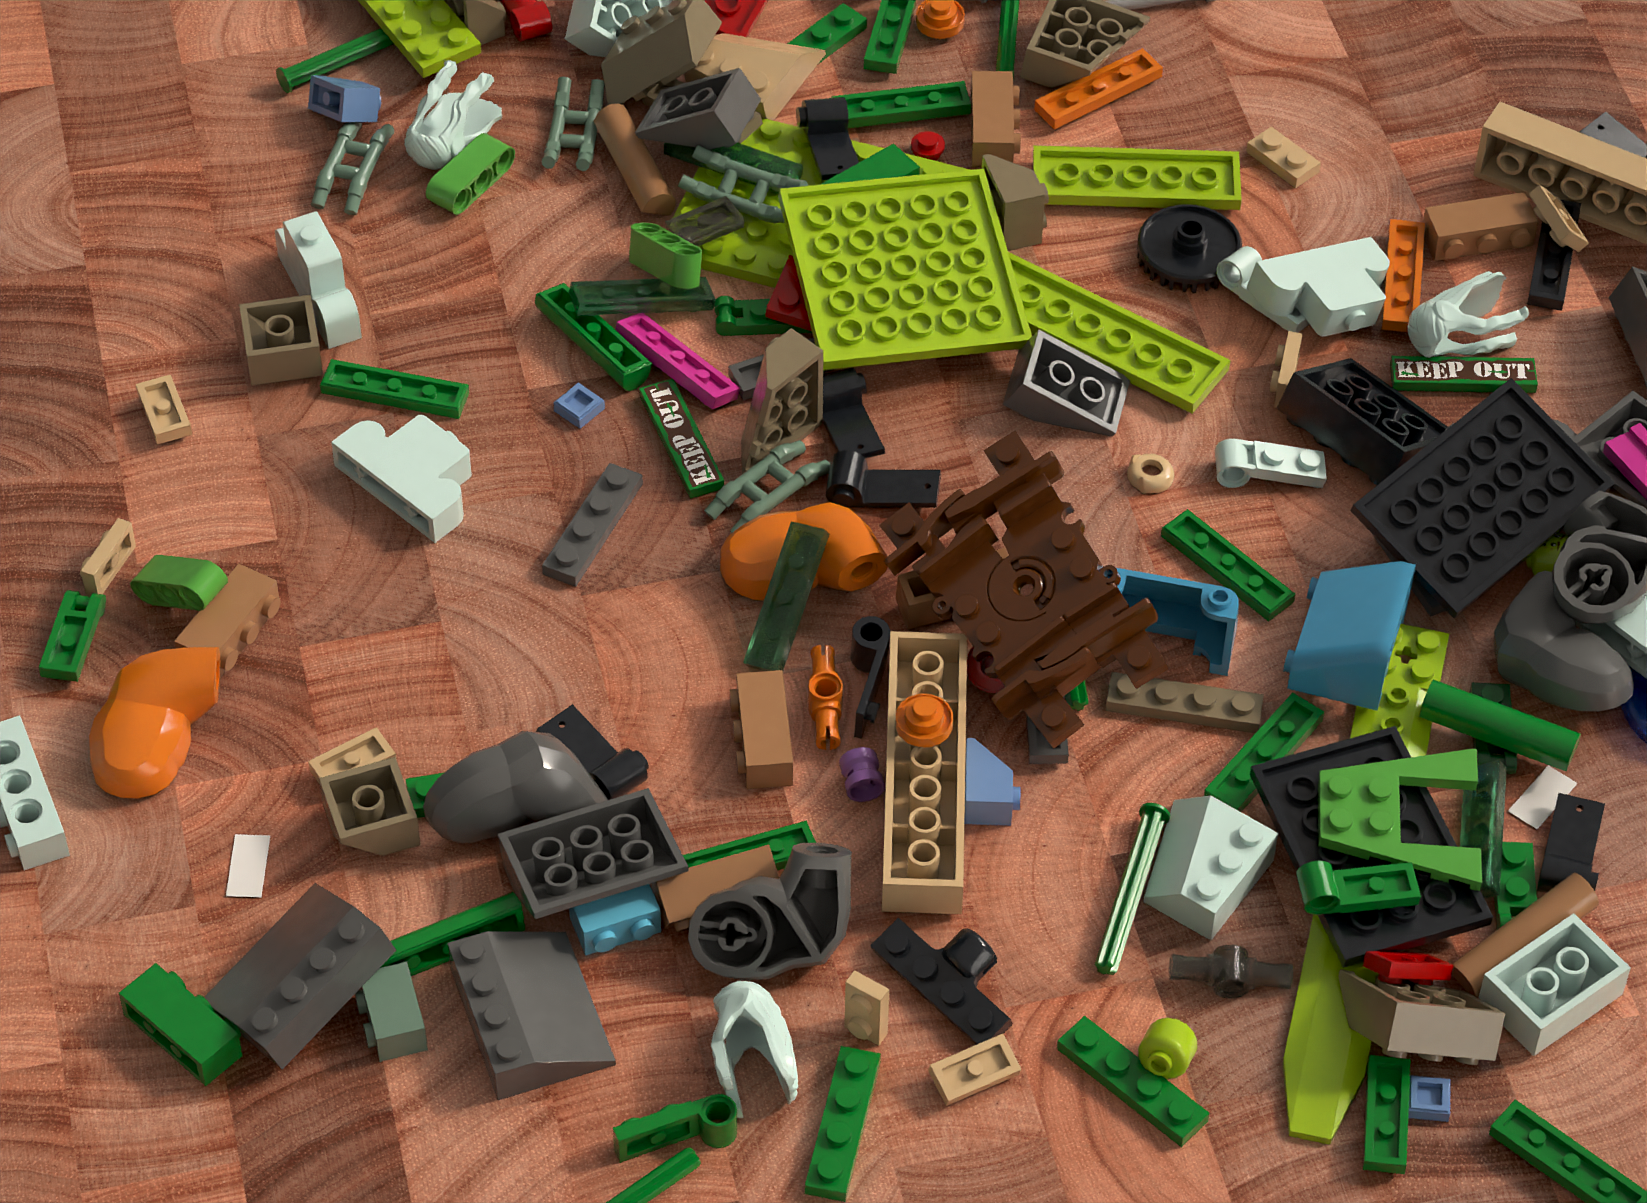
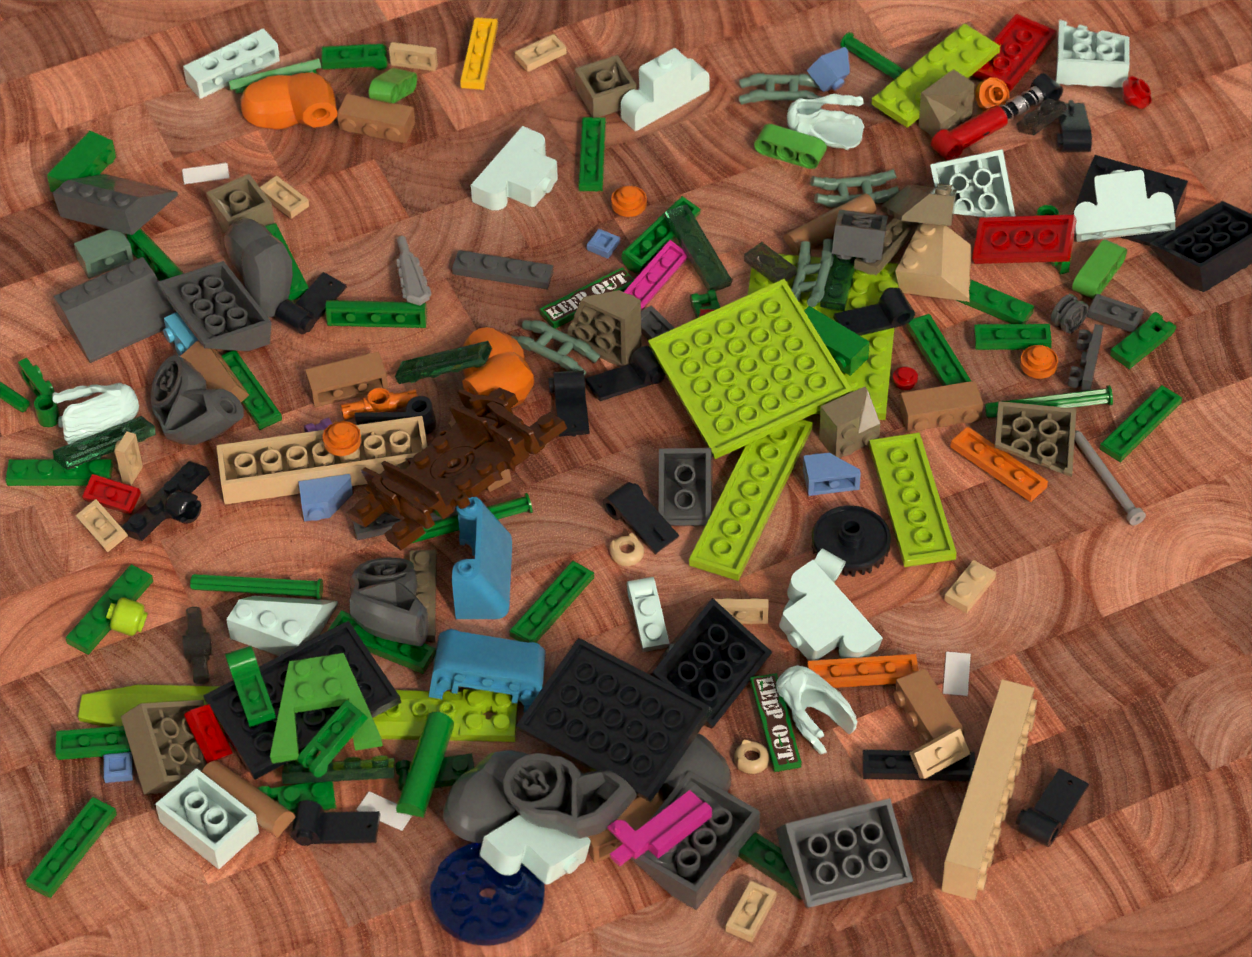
camera: 80 degrees right, 0 degrees up
(72, 733) = (305, 67): none -> plate
(133, 480) = (479, 53): none -> yellow plate
(513, 359) = (629, 201): none -> orange plate
(600, 619) = (412, 280): none -> light grey sword
(639, 678) = (375, 314): none -> green brick
(665, 255) = (732, 249): bright green beam -> none
(820, 1045) = (101, 443): none -> clear green plate
(915, 1050) = (112, 494): none -> red plate
(1077, 247) = (829, 474): none -> medium blue slope
(1086, 447) = (641, 515): none -> black door
(1207, 723) = (386, 601): none -> dark grey piece
(1408, 197) = (956, 673): none -> white sticker
(1467, 800) = (331, 738): none -> green plate

